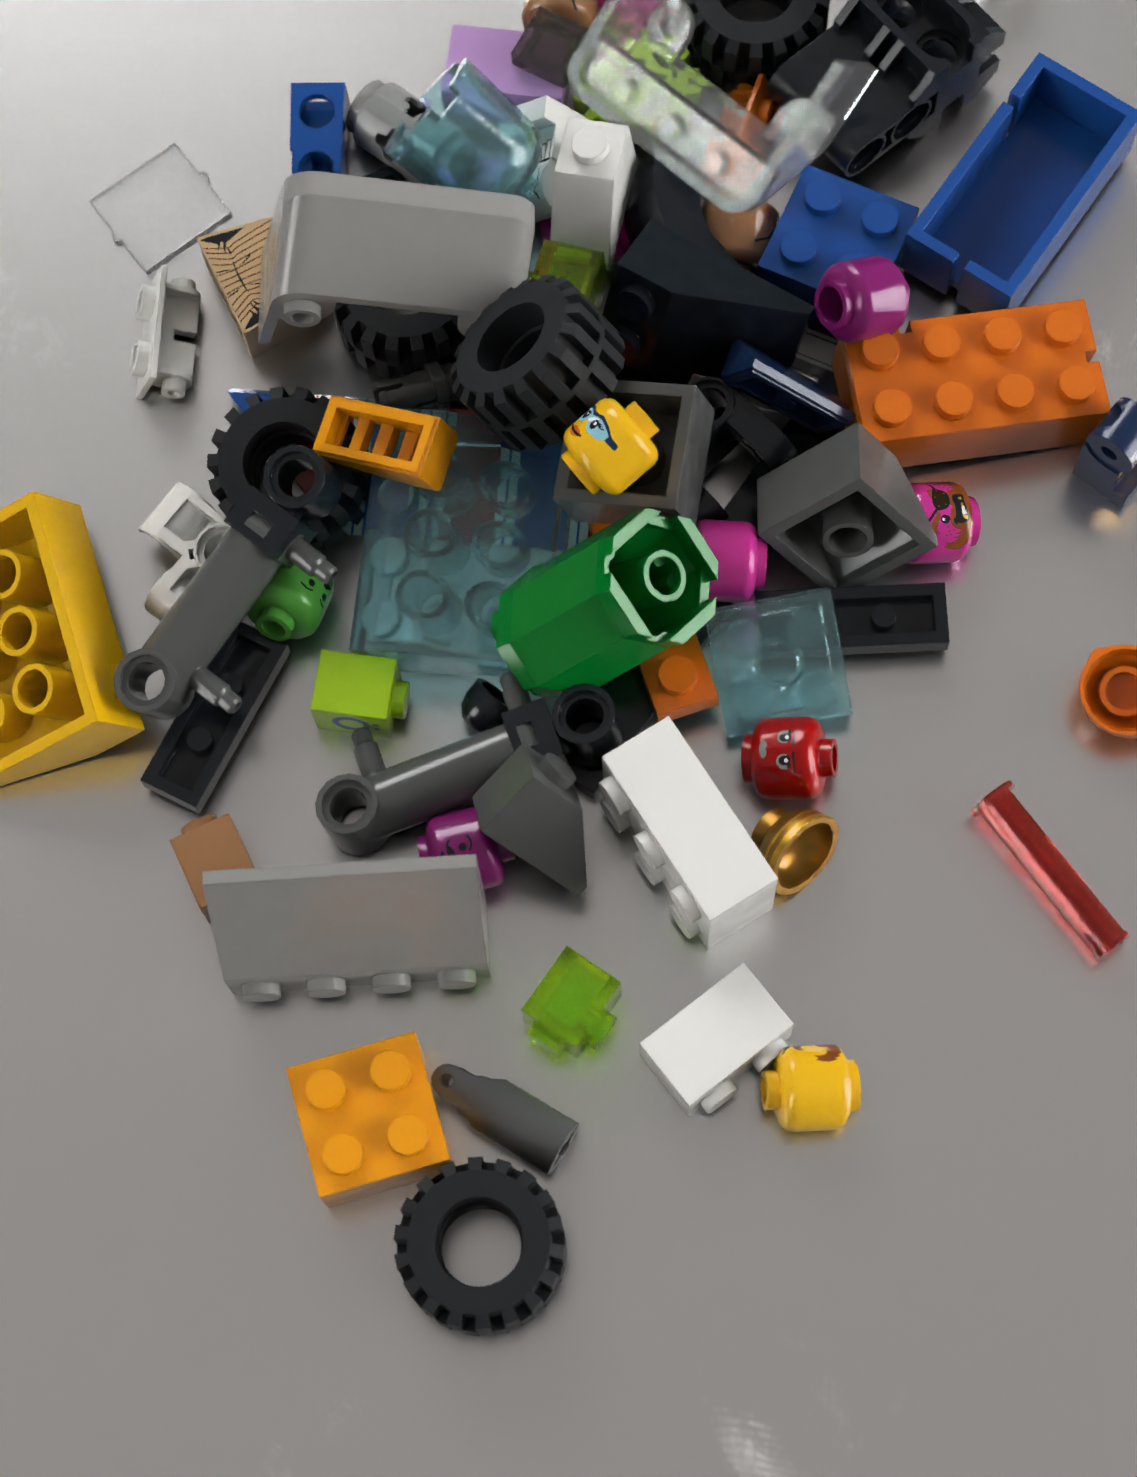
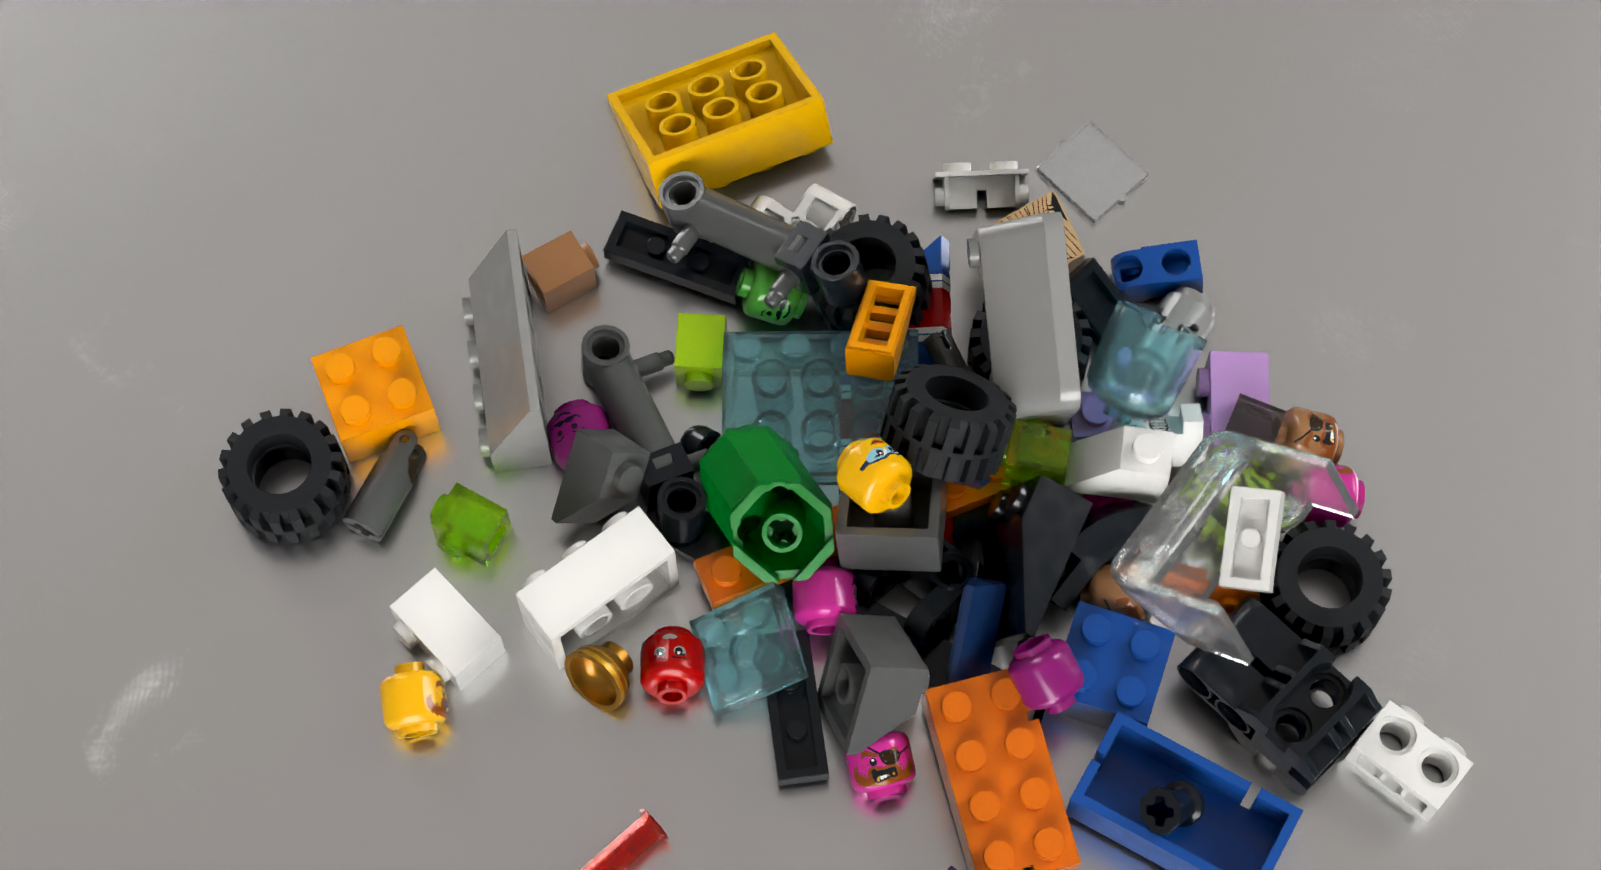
camera: 80 degrees right, 5 degrees down
(708, 57) = (1251, 539): none -> white plate
(1024, 173) = (1172, 806): none -> black bush

